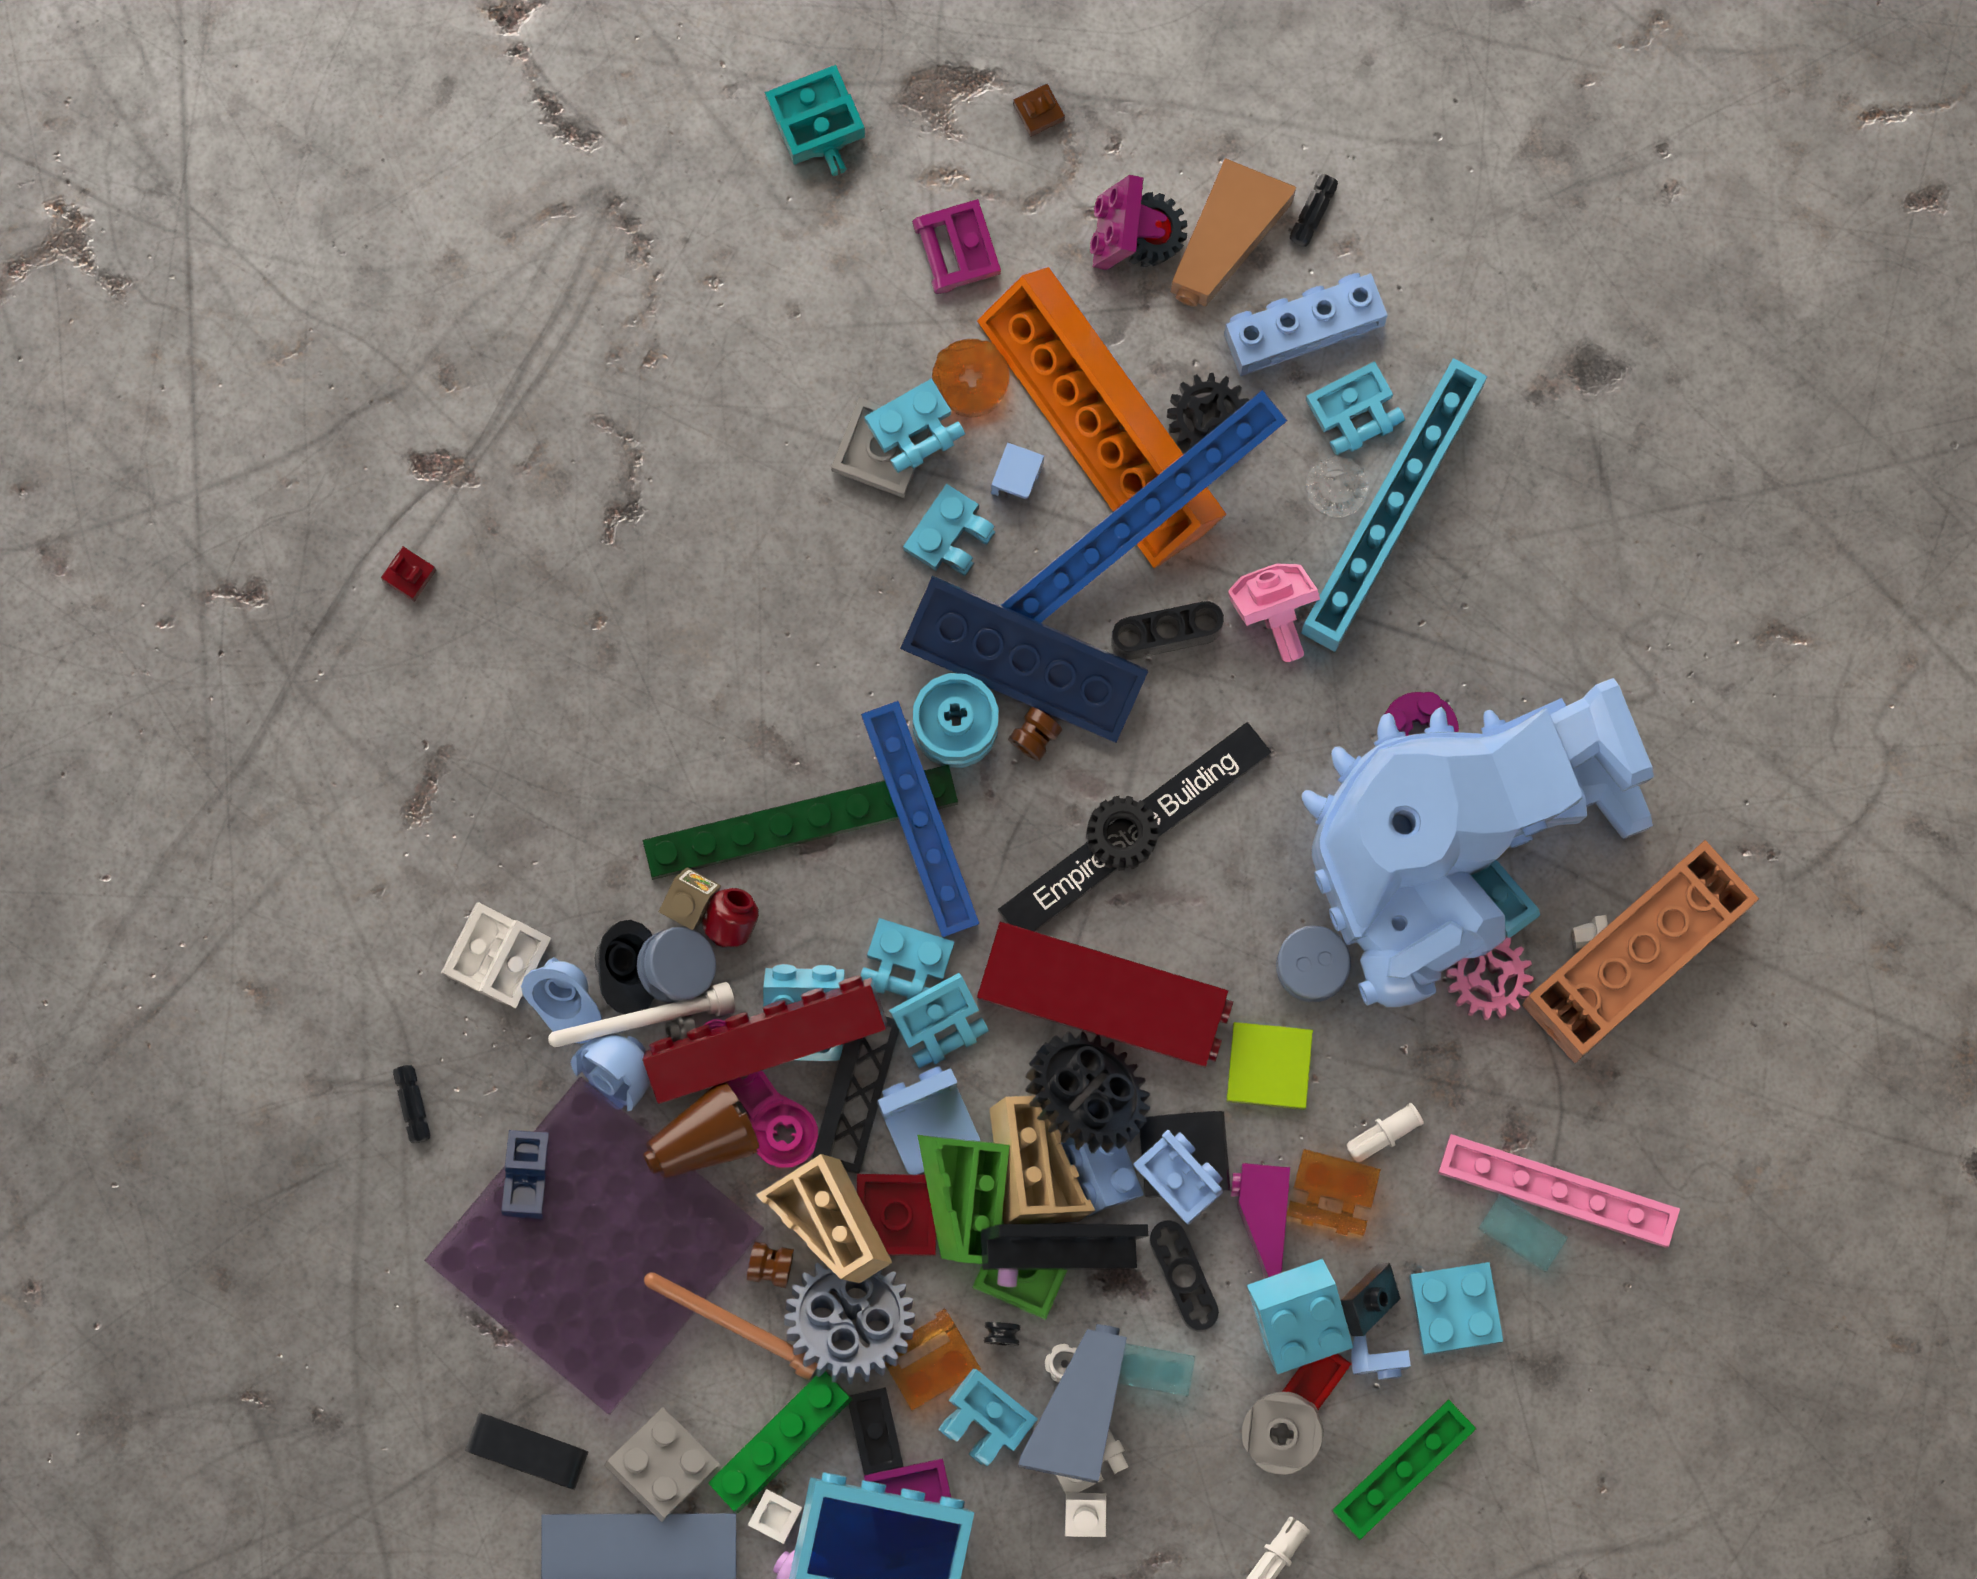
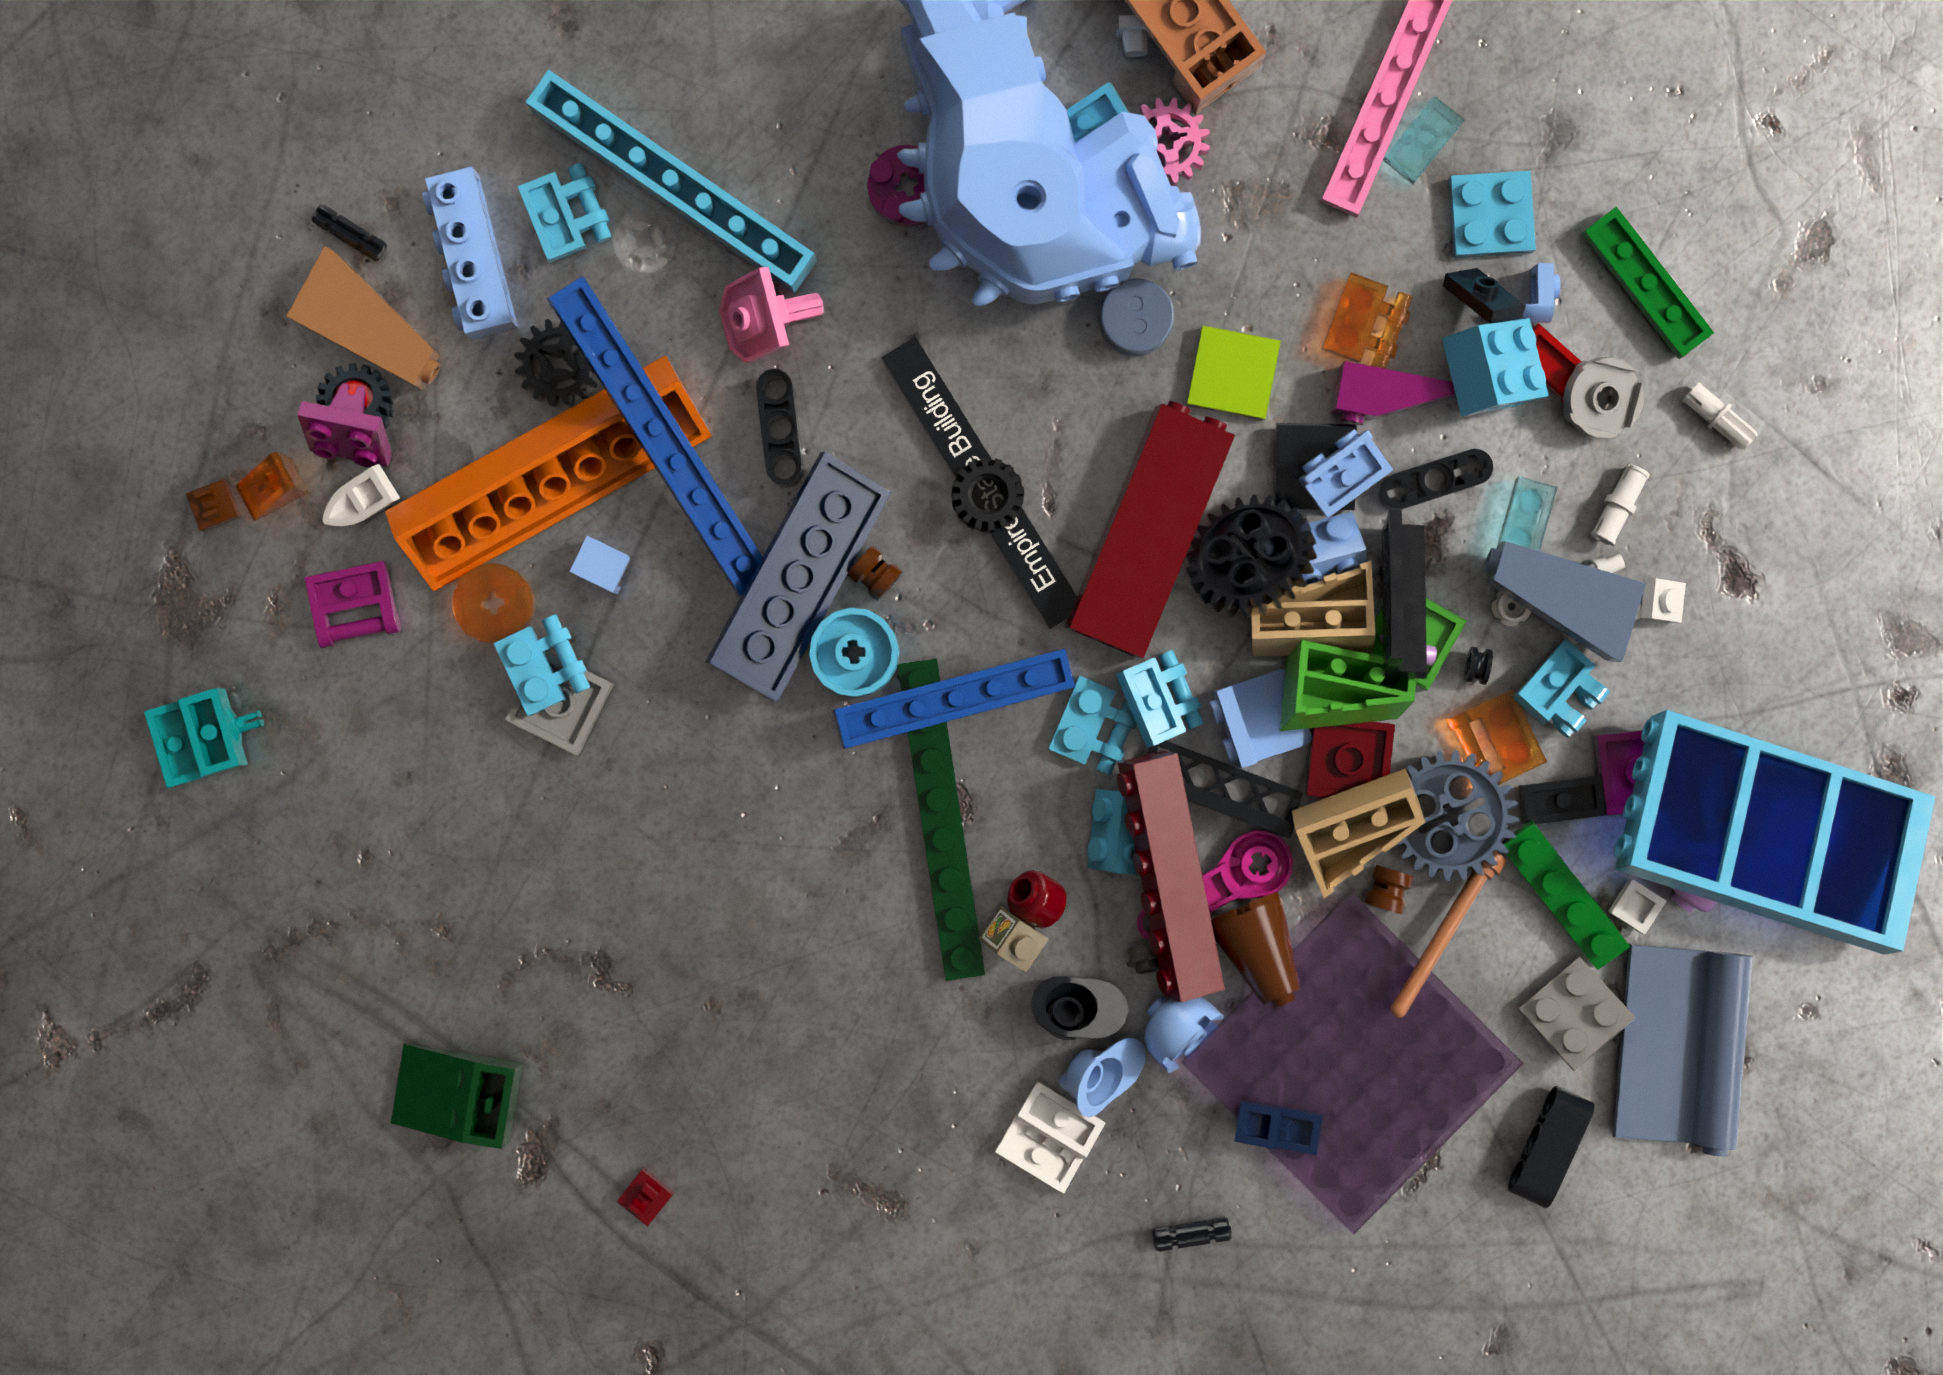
camera: 85 degrees left, 10 degrees up
(493, 387) = (457, 1095): none -> dark green slope
(676, 964) = (1080, 958): sand blue head -> none
(716, 1000) = (1117, 920): white piece -> none
(941, 528) = (650, 648): medium azure plate -> none
(1059, 244) = (360, 498): none -> white plate
(1063, 161) = (271, 485): none -> clear orange slope
(1177, 1462) = (1620, 505): none -> white pin
(1384, 1133) = (1312, 265): white axle -> none

